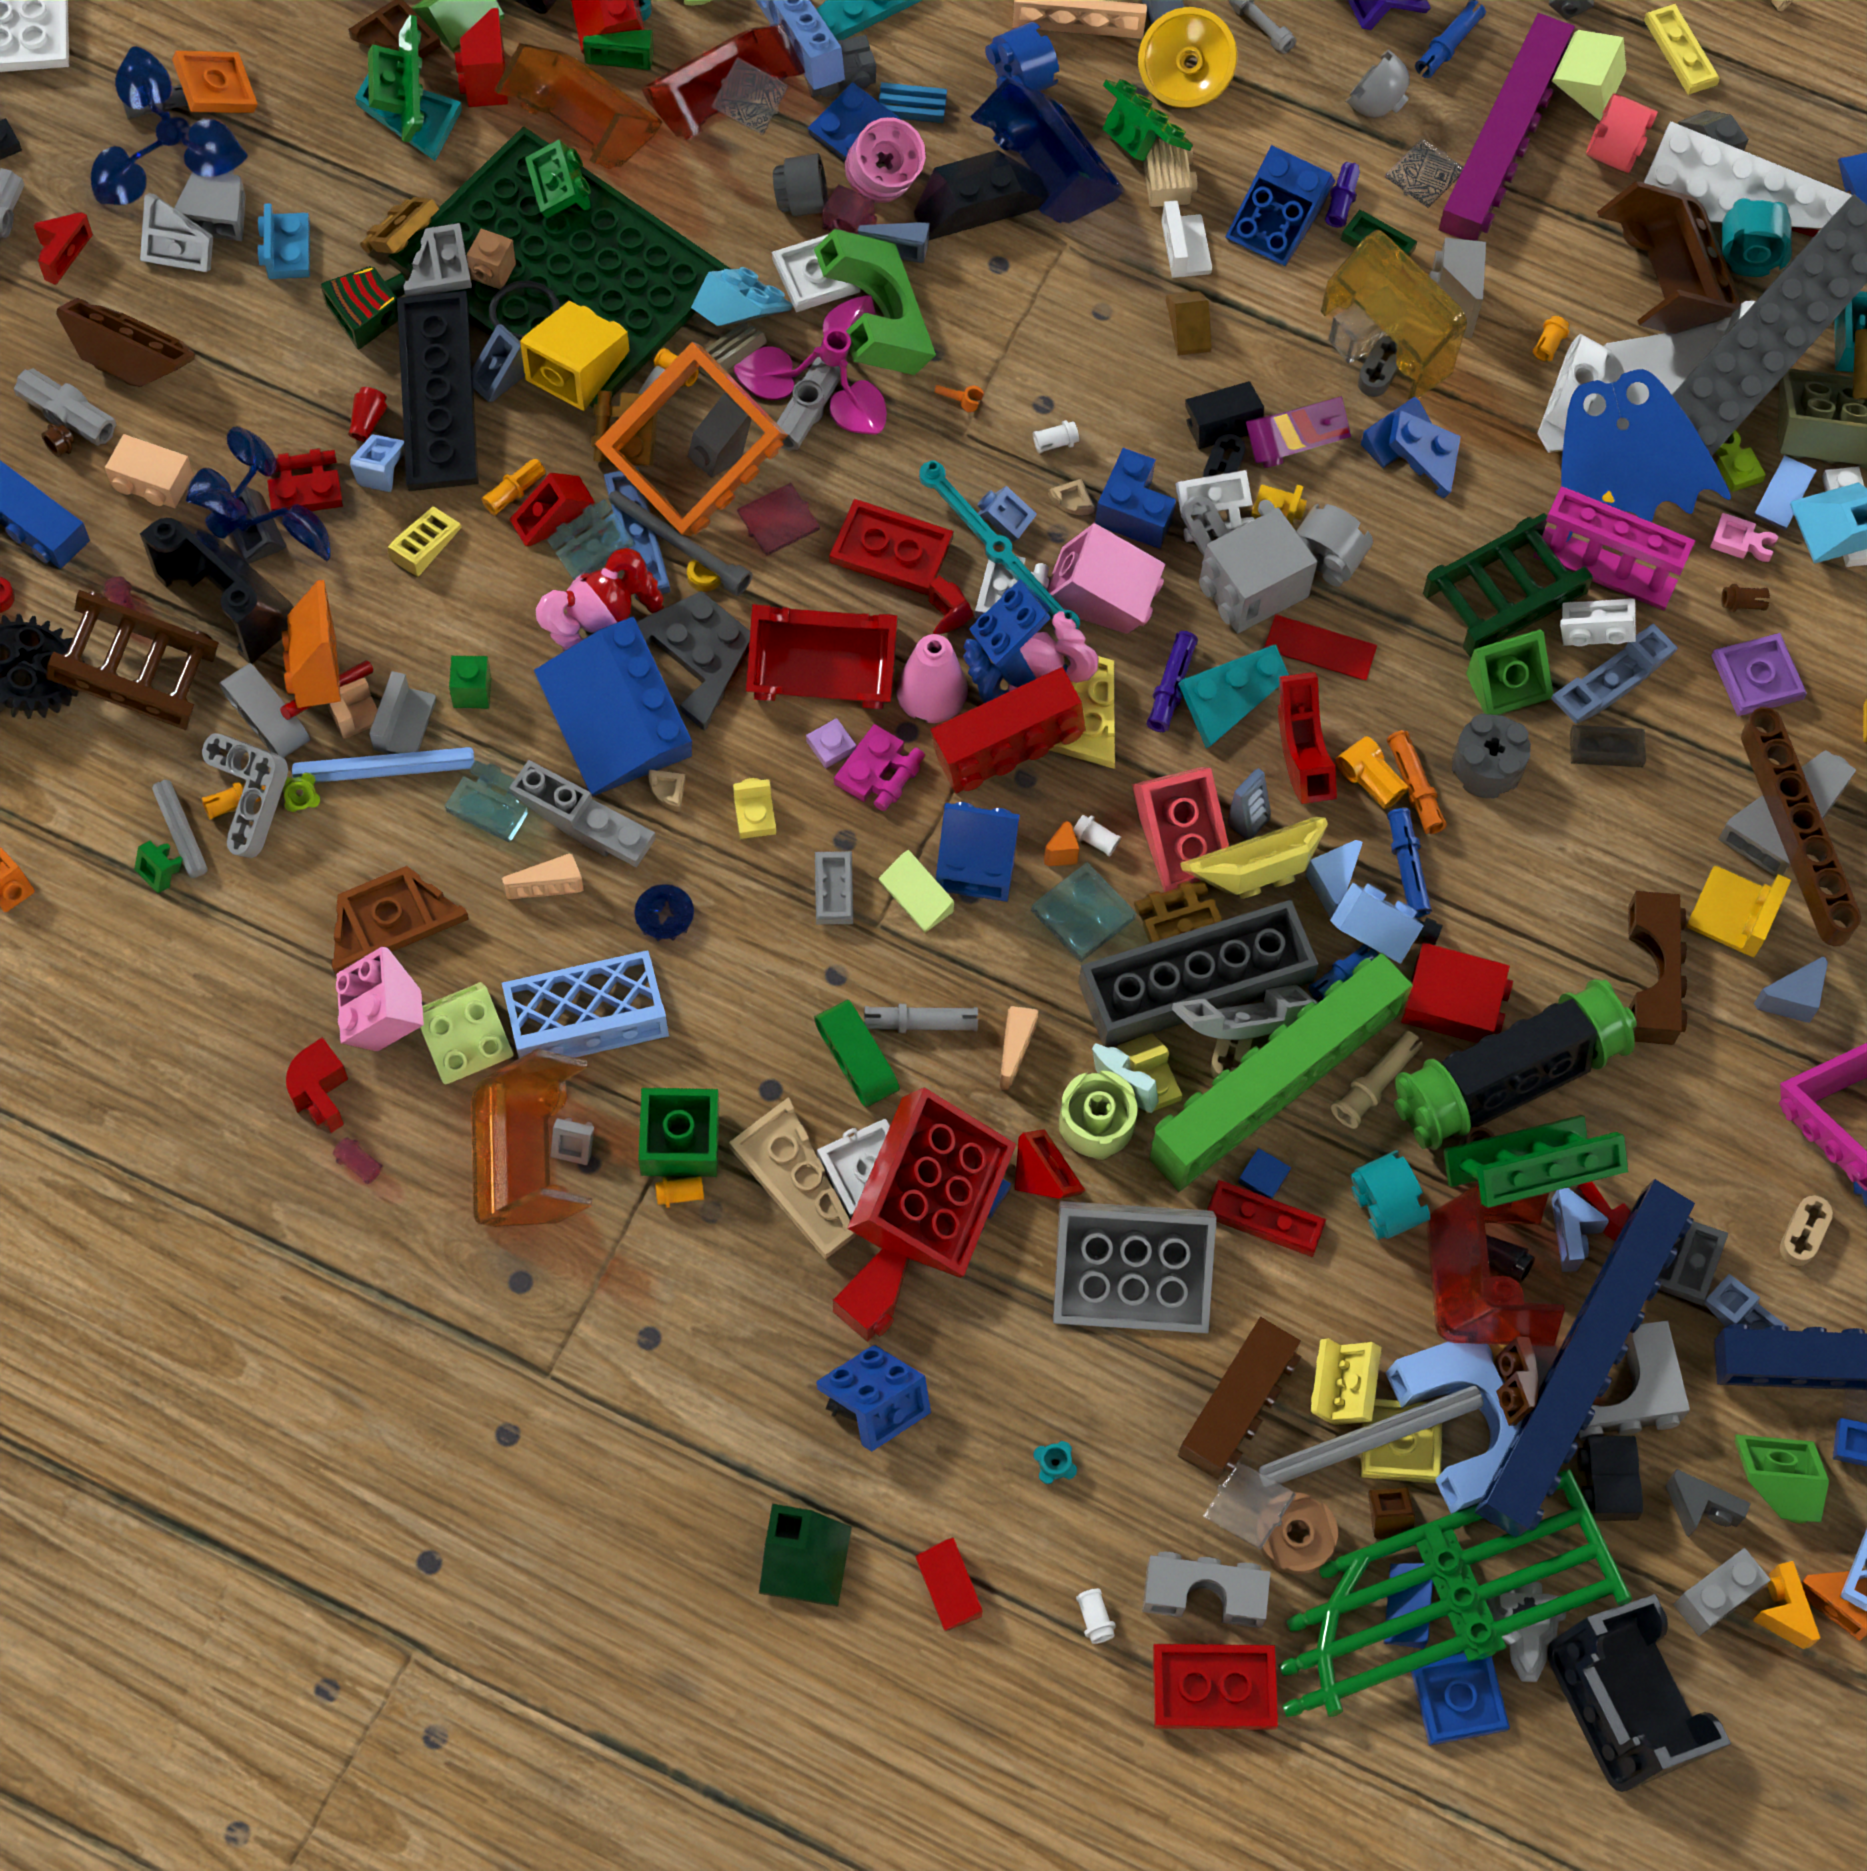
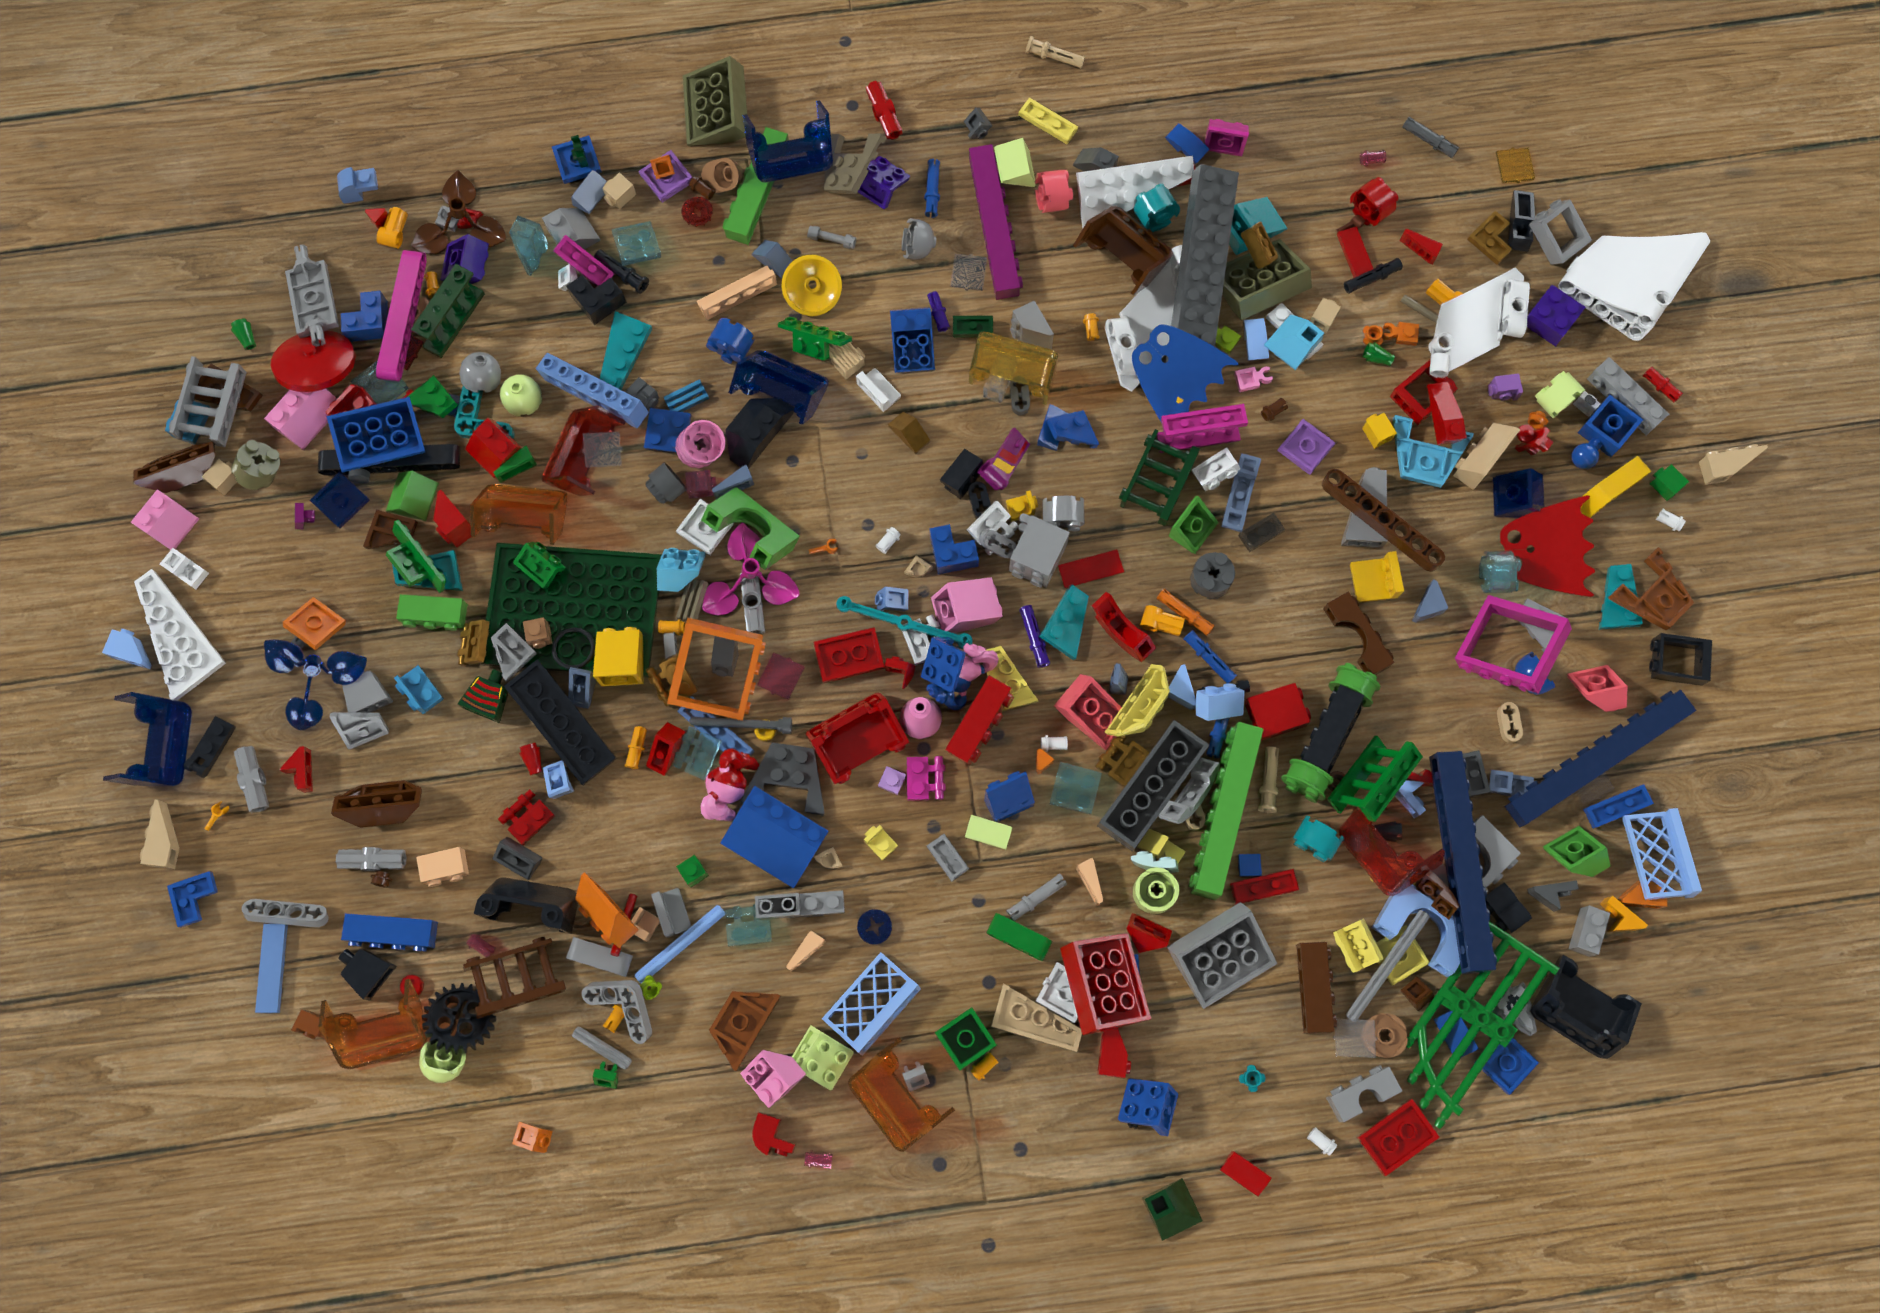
camera: 30 degrees left, 10 degrees up
(229, 513) = (502, 865): clear blue plant -> none
(375, 159) = (431, 612): none -> bright green brick
(418, 562) = (617, 824): light yellow slope -> none

